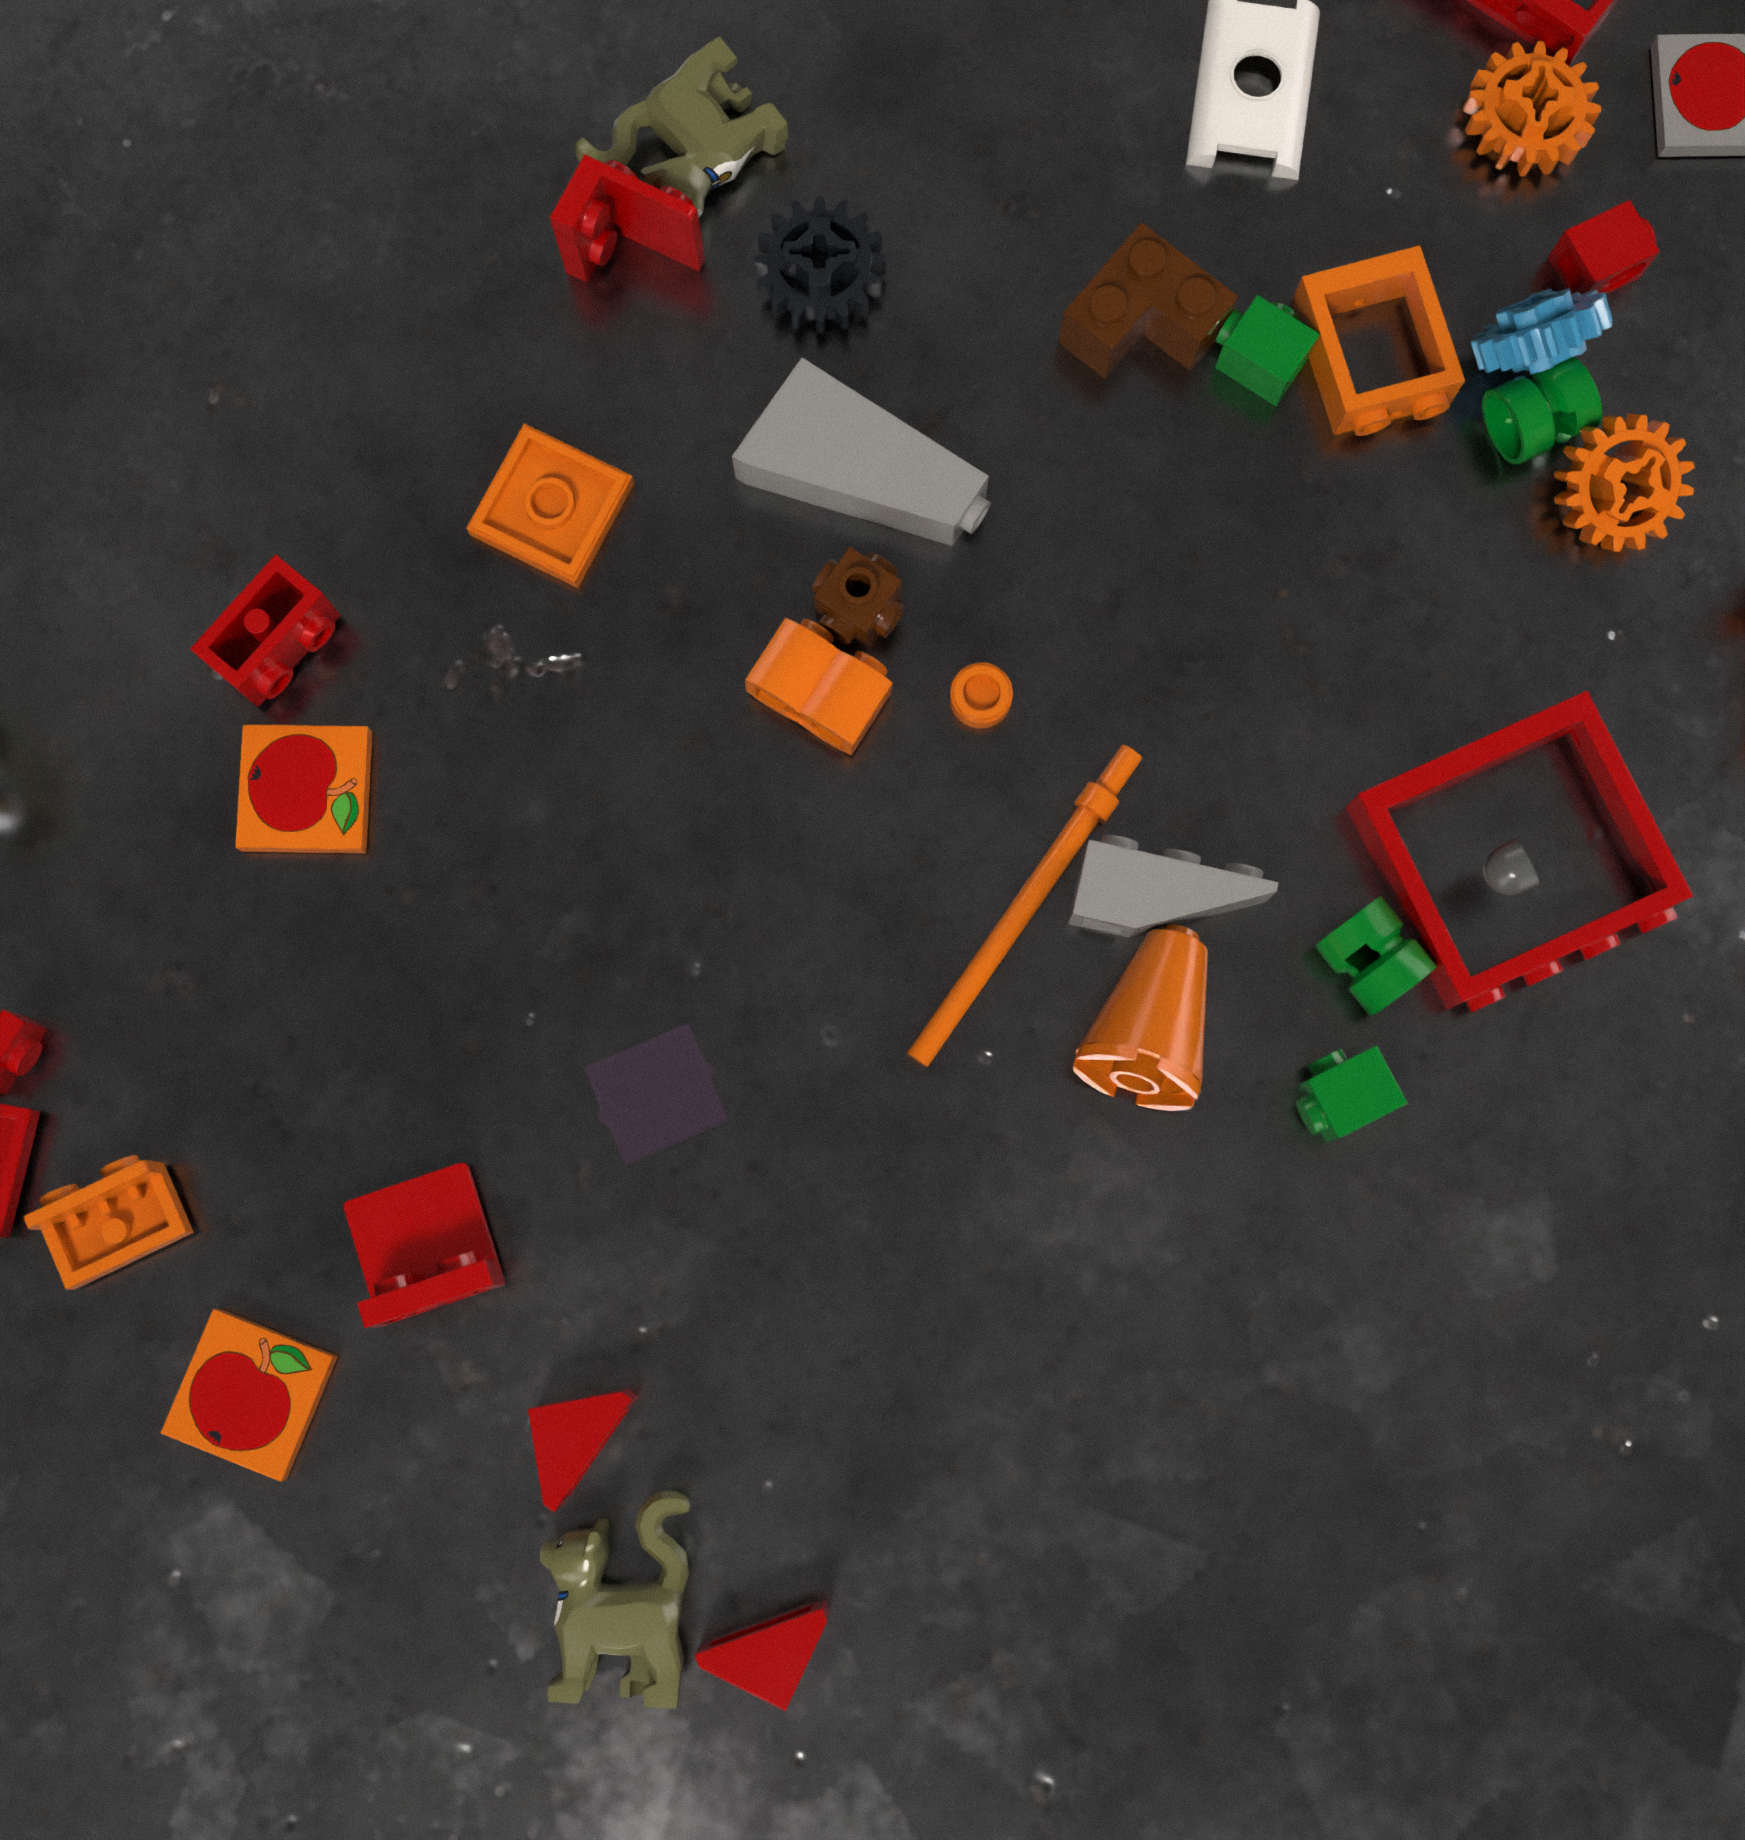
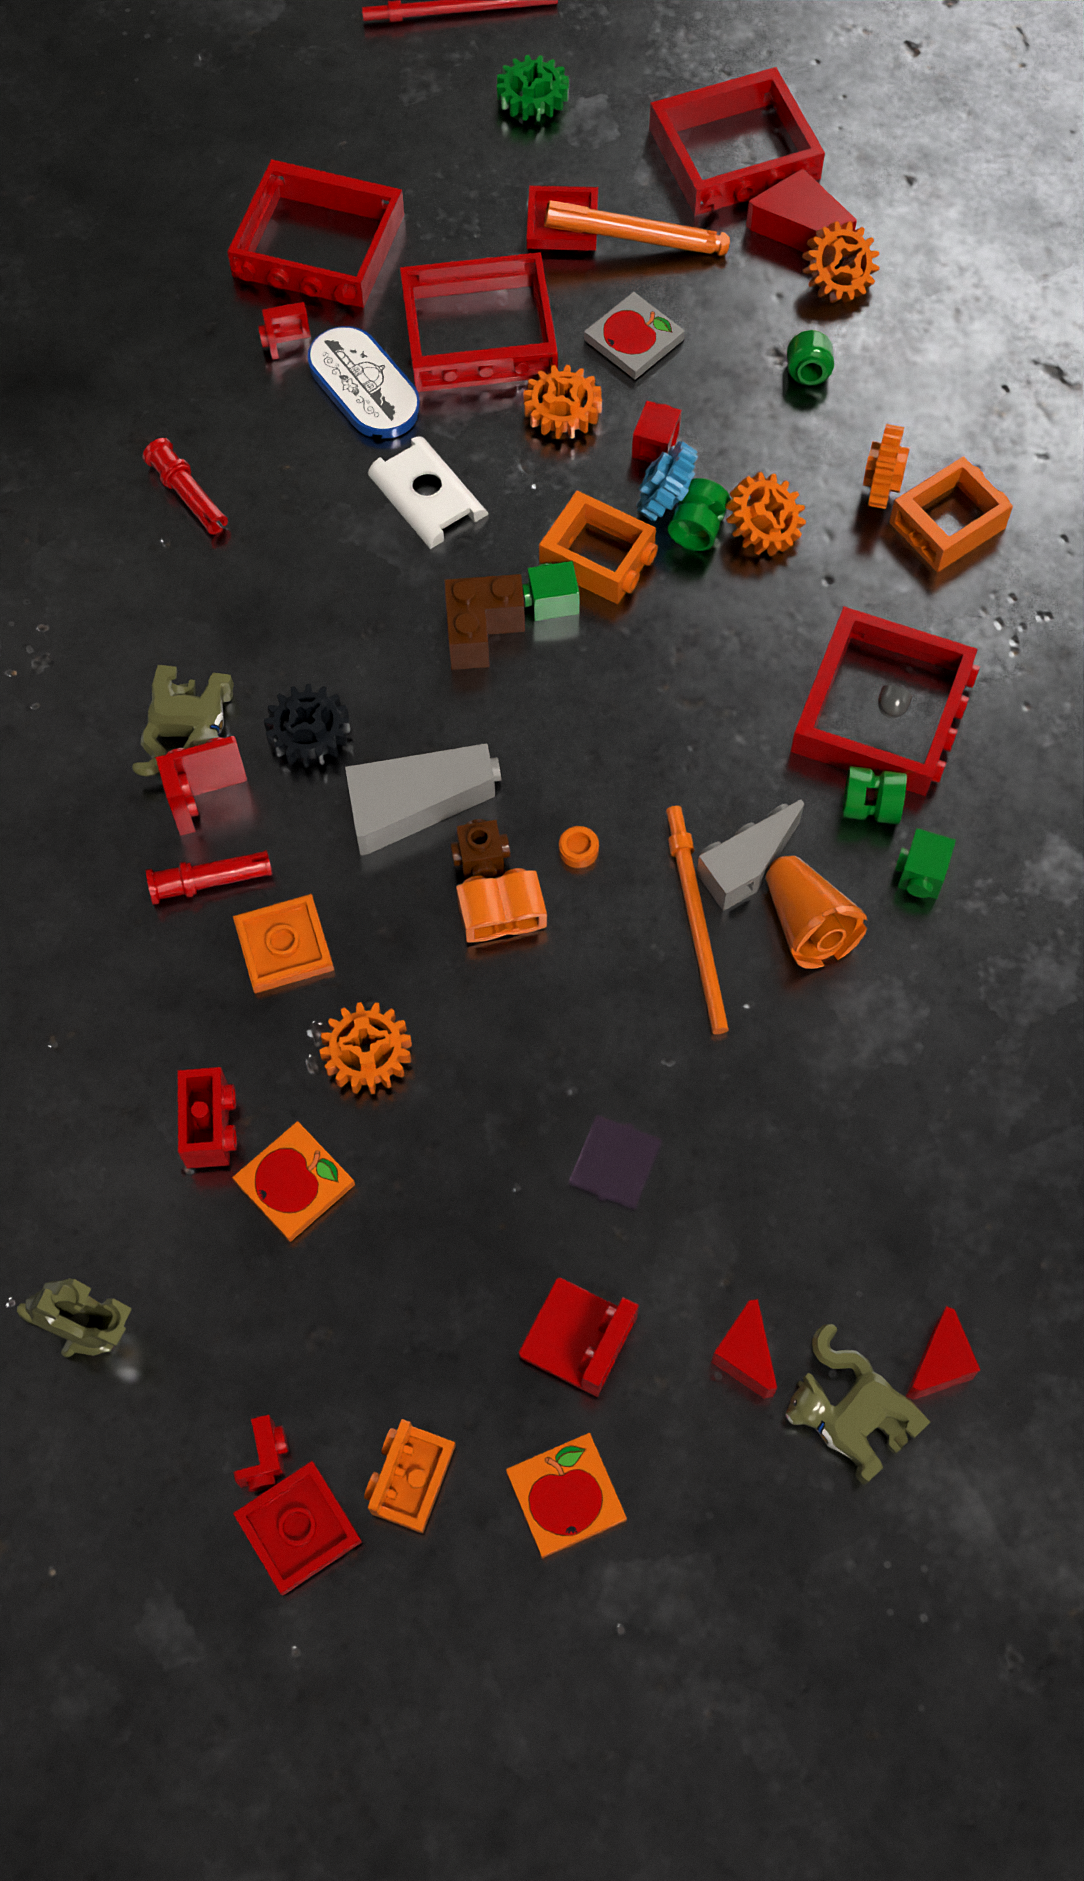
camera: 45 degrees left, 15 degrees down
(501, 734) = (382, 1047): none -> orange gear
(518, 335) = (188, 879): none -> red pin

